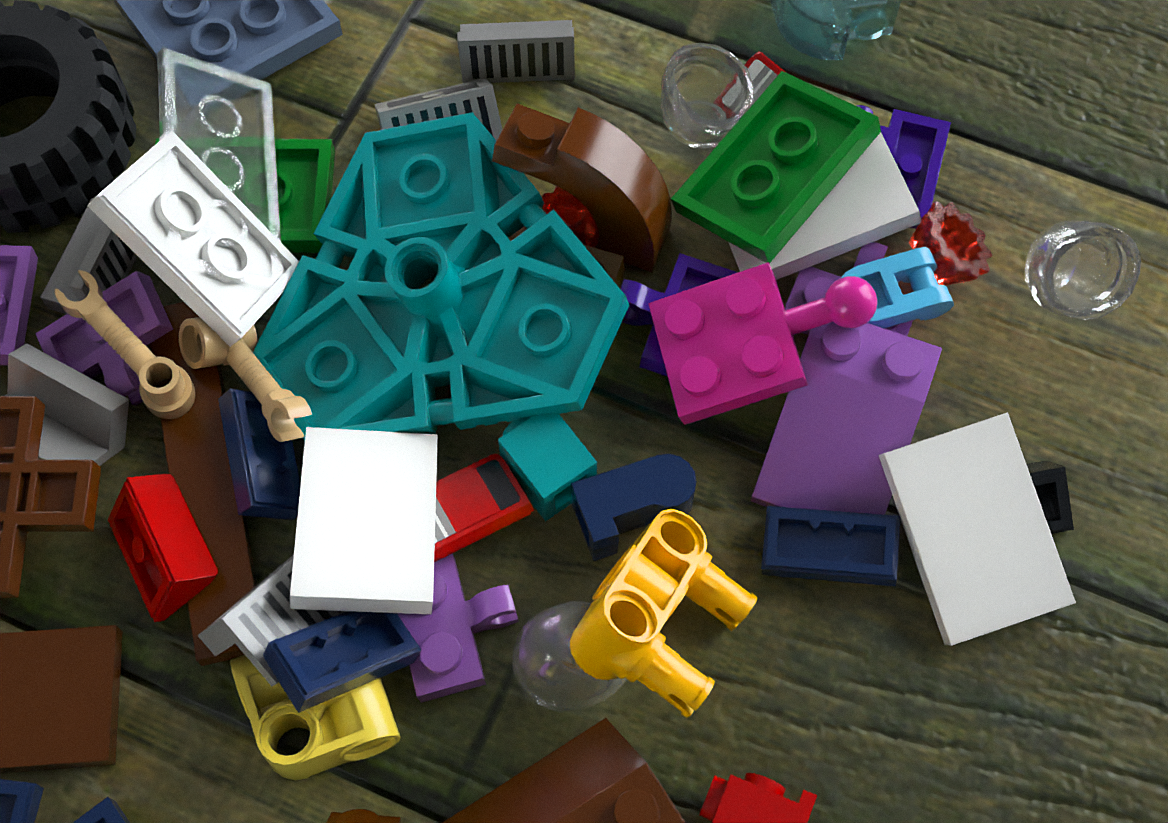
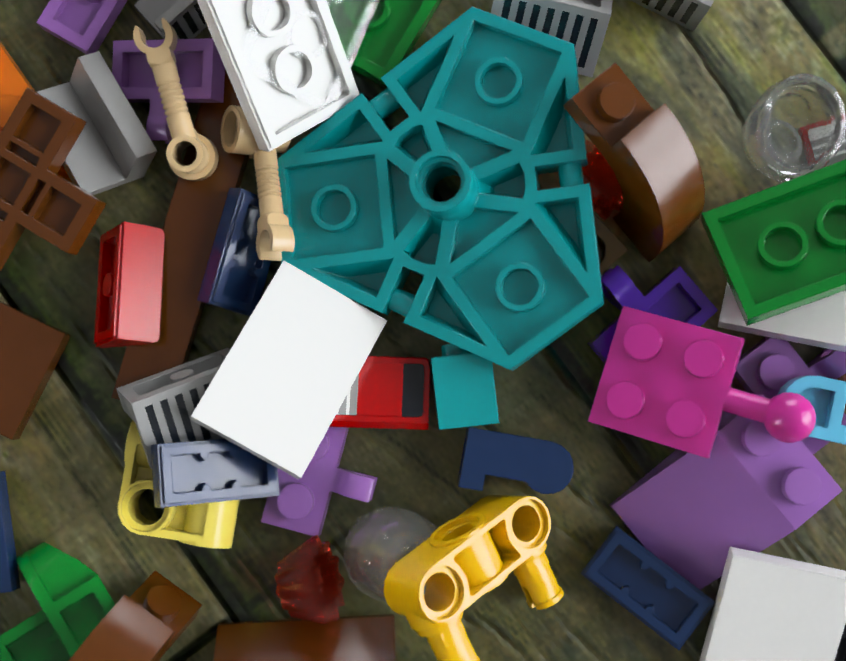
camera: 30 degrees right, 20 degrees up
(499, 723) = (311, 582): none -> clear red piece

